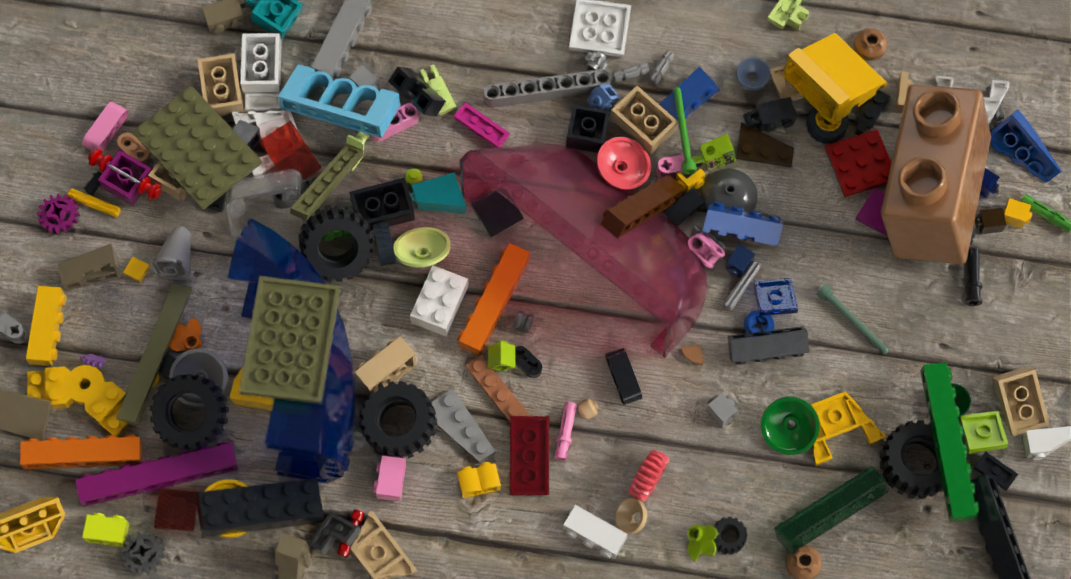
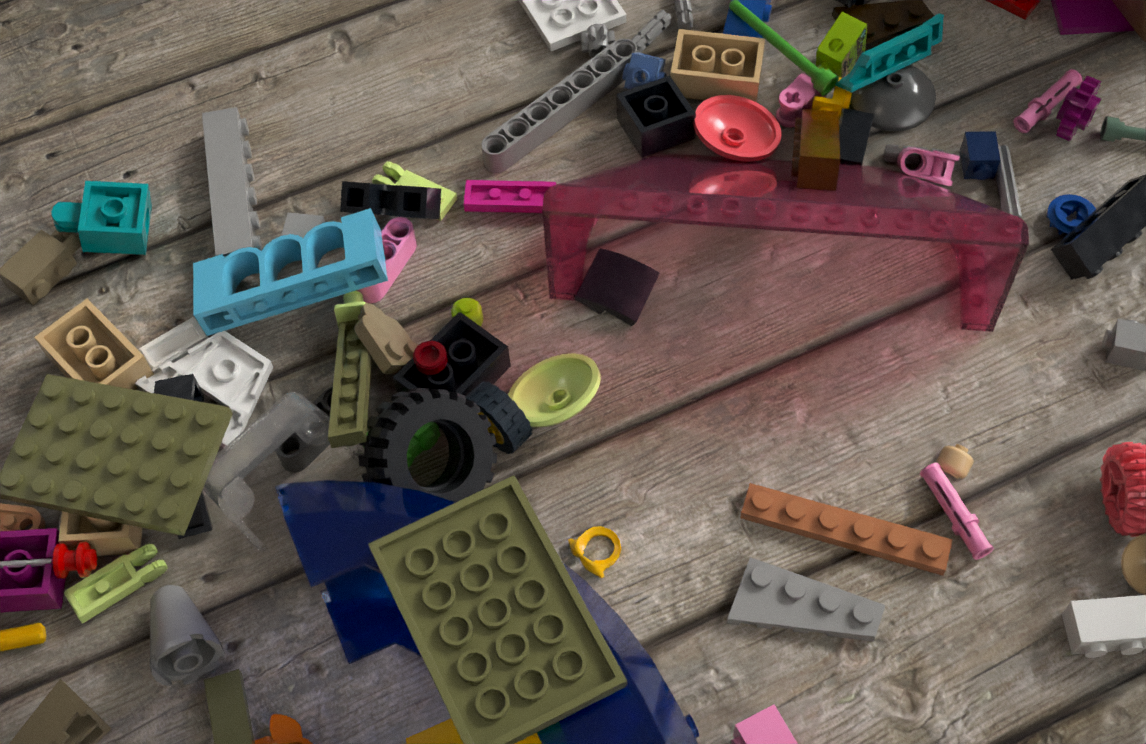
camera: 30 degrees left, 10 degrees down
(136, 269) = (128, 699): yellow tile -> none
(162, 209) = (114, 582): none -> yellowish green hinge
(261, 63) = (136, 292): white brick -> none
(290, 151) = (256, 378): clear red tile -> none
(360, 168) = (384, 339): none -> dark tan plate
(372, 193) = (430, 357): none -> dark red tile
(382, 330) = (598, 566): none -> yellow piece
(383, 400) = (729, 608): black tyre -> none
(386, 366) = (637, 577): tan brick -> none
(439, 195) = (525, 309): teal slope -> none
(439, 300) = (634, 448): white brick -> none
(478, 480) = (899, 664): yellow brick -> none
(494, 299) = (708, 400): orange brick -> none
(501, 356) = (784, 465): lime brick -> none
(523, 321) = (773, 401): dark grey wheel -> none
(529, 455) = (941, 578): dark red tile -> none
(530, 358) = (820, 453): black beam -> none
(623, 376) = (967, 385): black beam -> none
(693, 354) = (1026, 302): medium nougat tile -> none
(740, 175) = (894, 54): none -> teal wedge
(743, 224) = (946, 108): blue wedge -> none
(775, 296) = (1061, 169): clear blue tile -> none
(810, 270) = (1078, 108): none -> magenta gear
(828, 250) = (1030, 117): none -> bright pink pin

